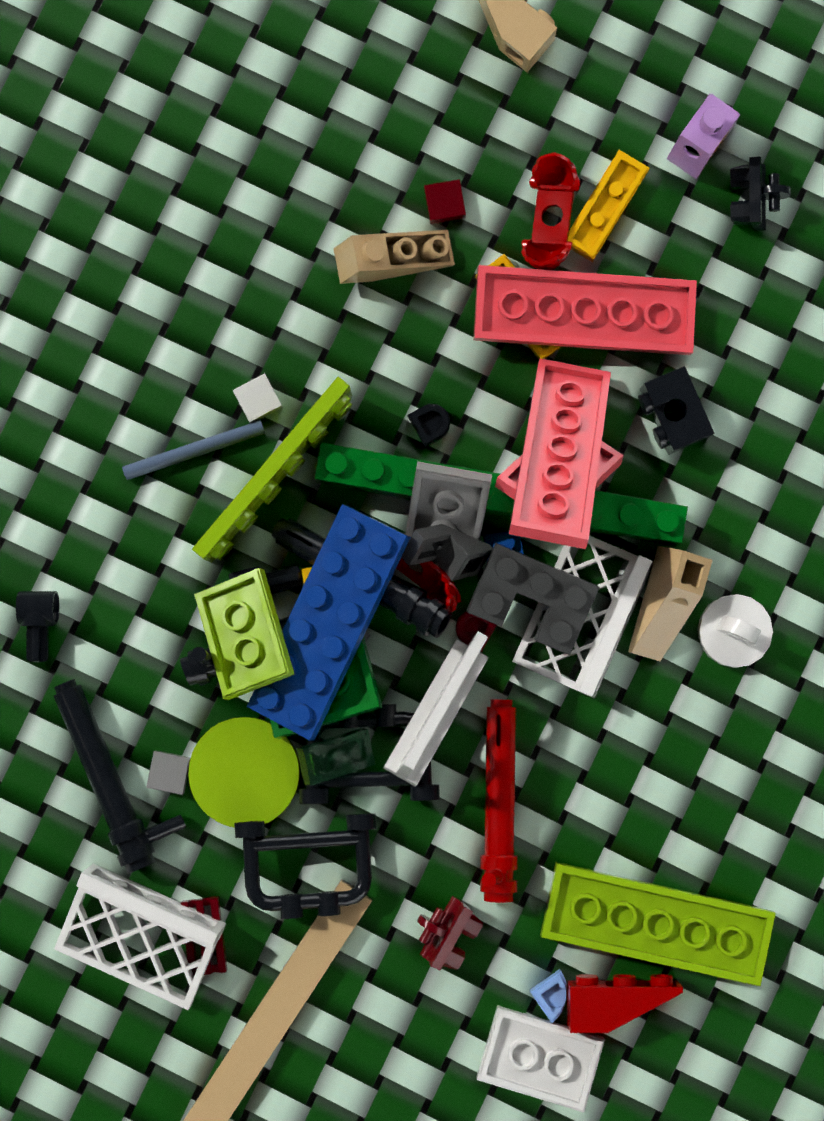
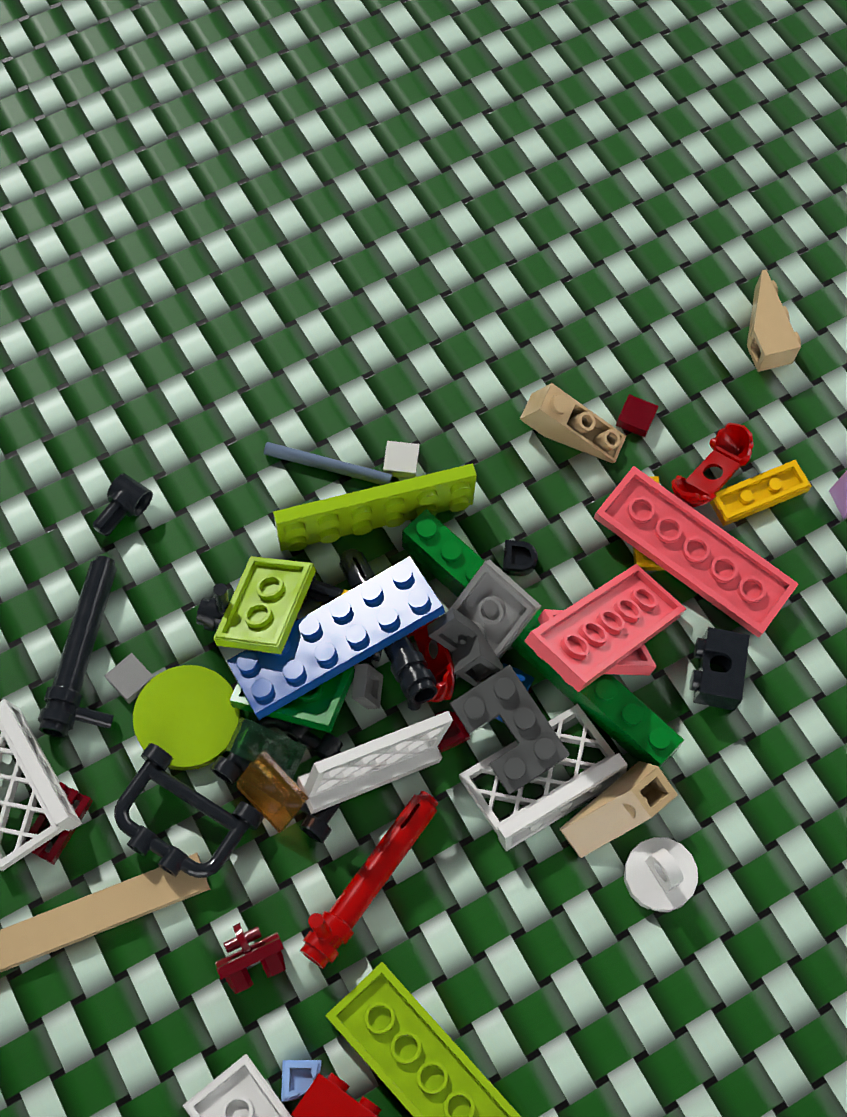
camera: 30 degrees right, 20 degrees down
(368, 790) = (271, 791): none -> clear orange piece
(382, 640) = (367, 686): none -> light grey tile

